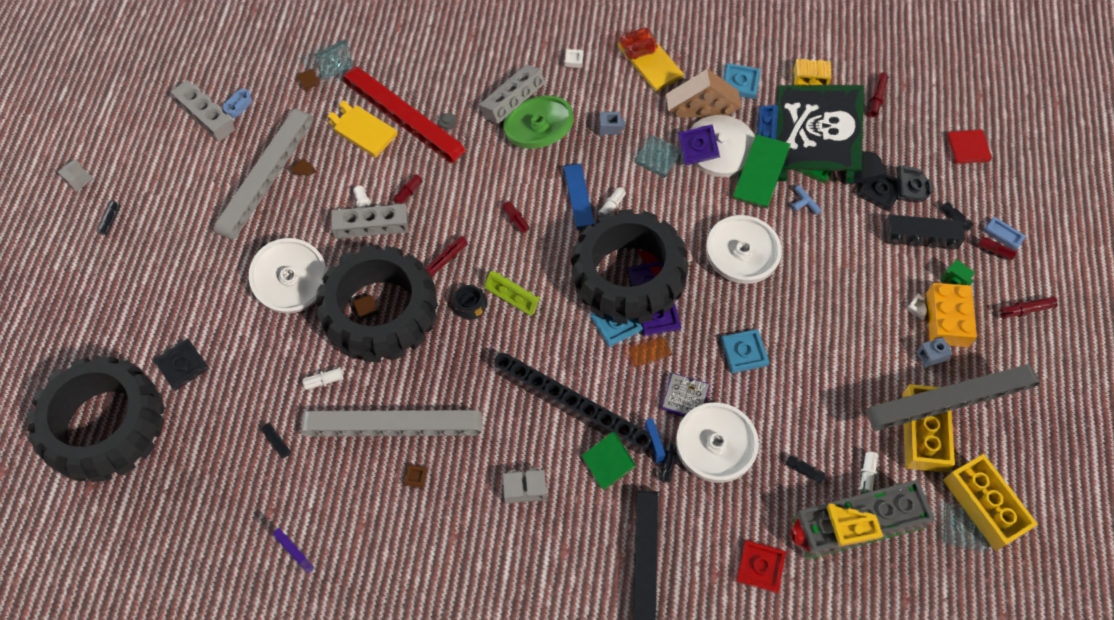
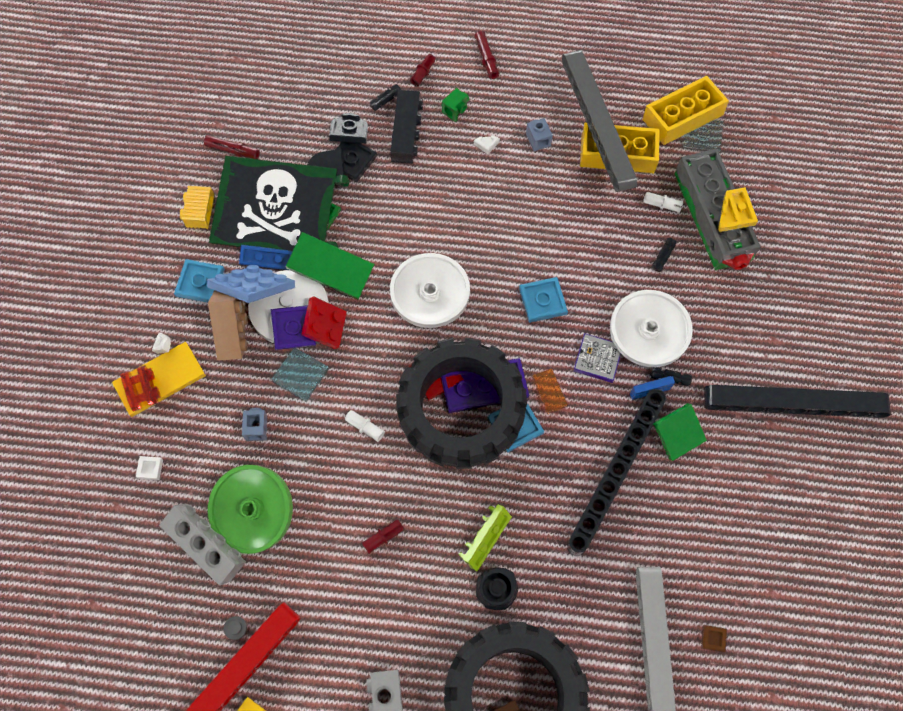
camera: 90 degrees left, 5 degrees up
(408, 189) = (340, 675): dark red axle -> none
(449, 253) = (439, 620): dark red pin -> none
(524, 486) = (712, 513): light grey piece -> none
(578, 196) = (352, 463): blue tile -> none
(681, 58) = (161, 344): none -> white tile
(704, 167) = (324, 323): none -> red plate
(734, 106) = (250, 283): none -> medium blue plate
(761, 566) = (762, 300): red tile -> none
(806, 200) = (364, 229): medium blue piece -> none
(951, 314) = (499, 115): light orange brick -> none
(969, 146) = (302, 76): red tile -> none
(1004, 233) = (404, 62): medium blue tile -> none

